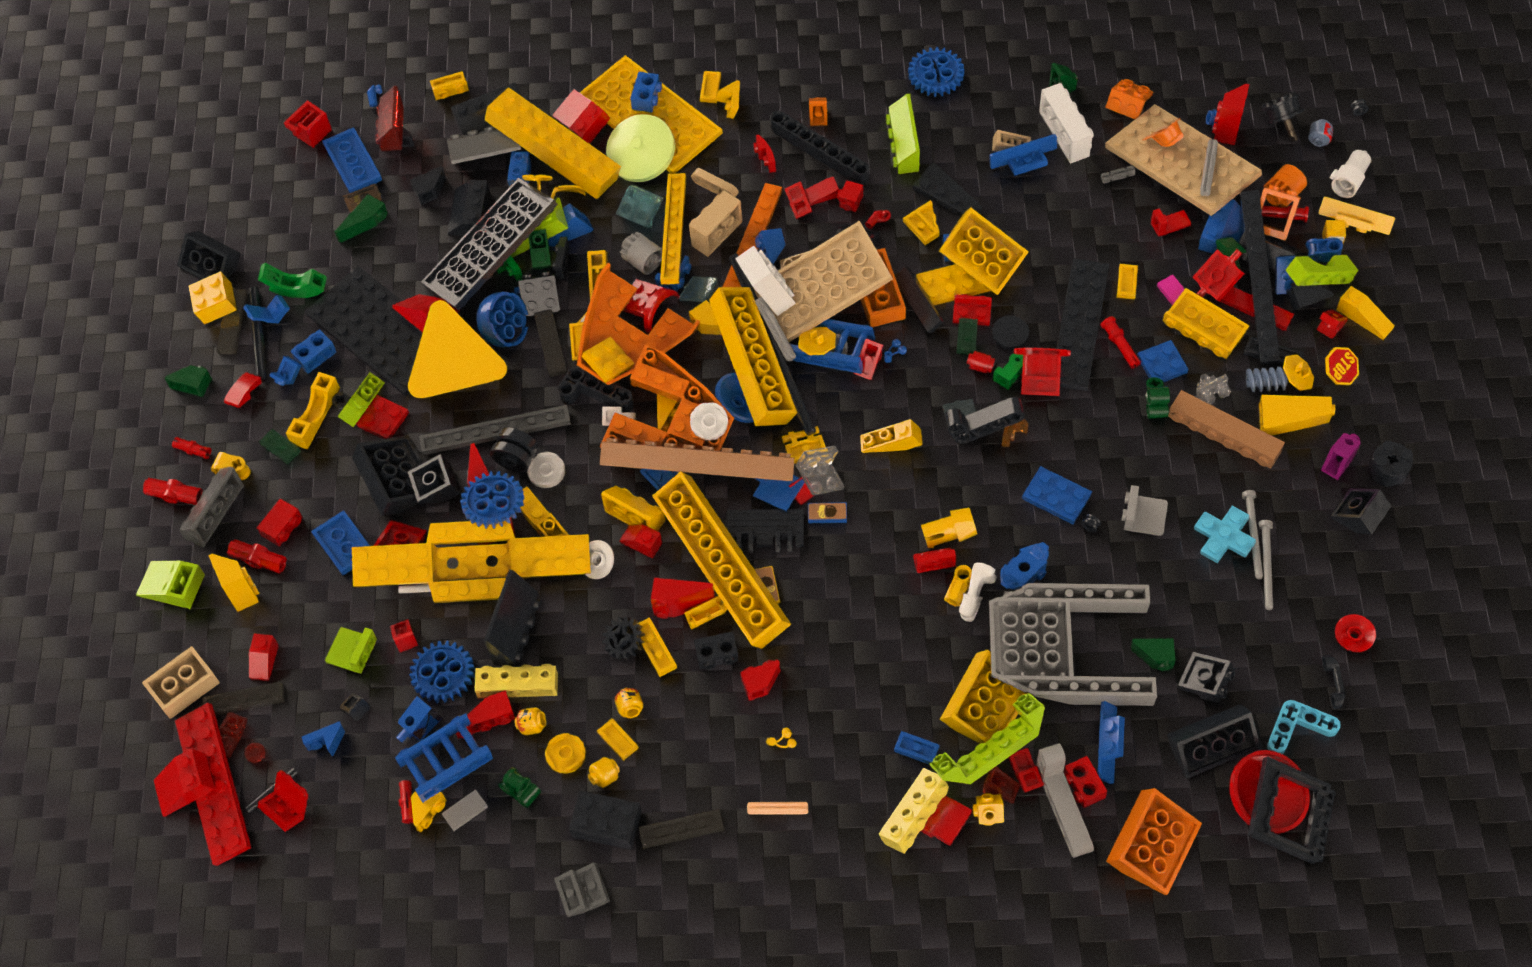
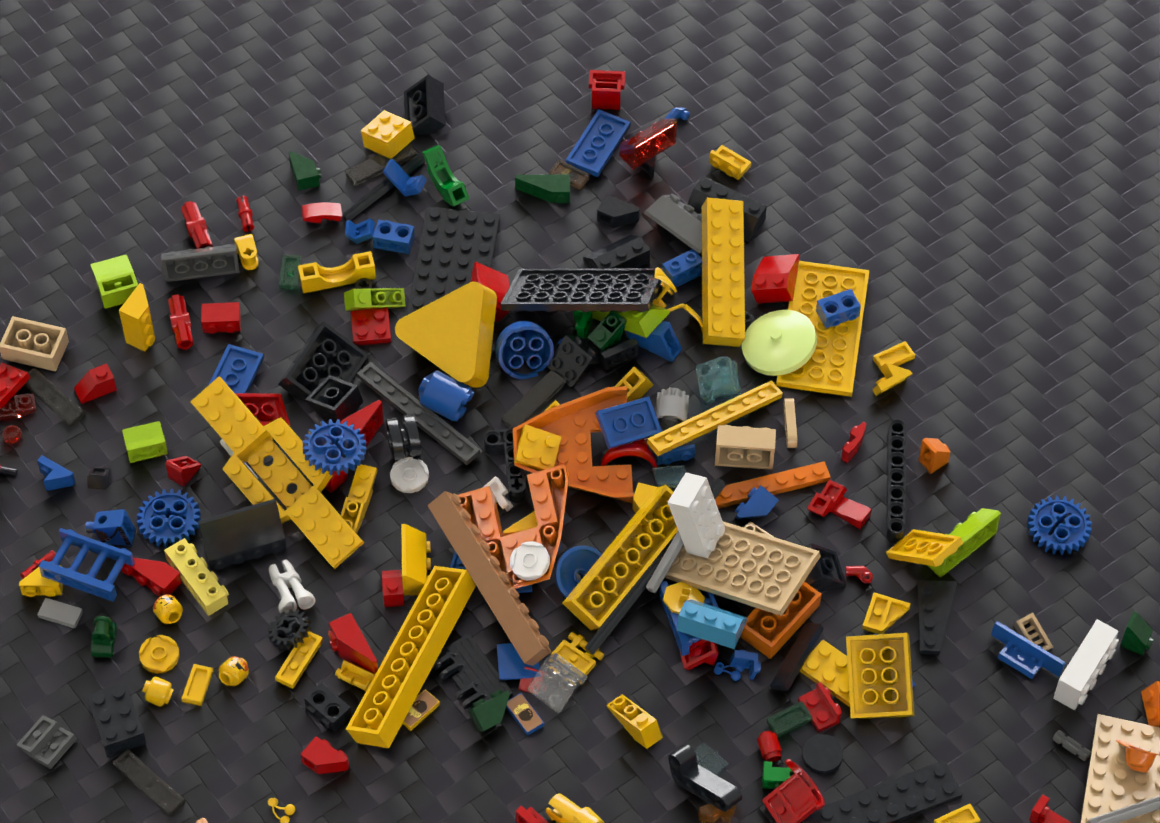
camera: 50 degrees right, 5 degrees down
(501, 397) = (445, 395): none -> blue cylinder
(573, 616) = (287, 580): none -> white piece
(600, 549) = (350, 567): white dish -> none
(636, 283) = (628, 422): none -> blue plate
(811, 532) = (489, 712): none -> dark green slope
(850, 196) = (863, 537): red brick -> none
(859, 331) = (711, 623): none -> dark azure slope
(898, 159) = (924, 548): none -> yellow plate
(899, 332) = (747, 660): none -> blue bracket

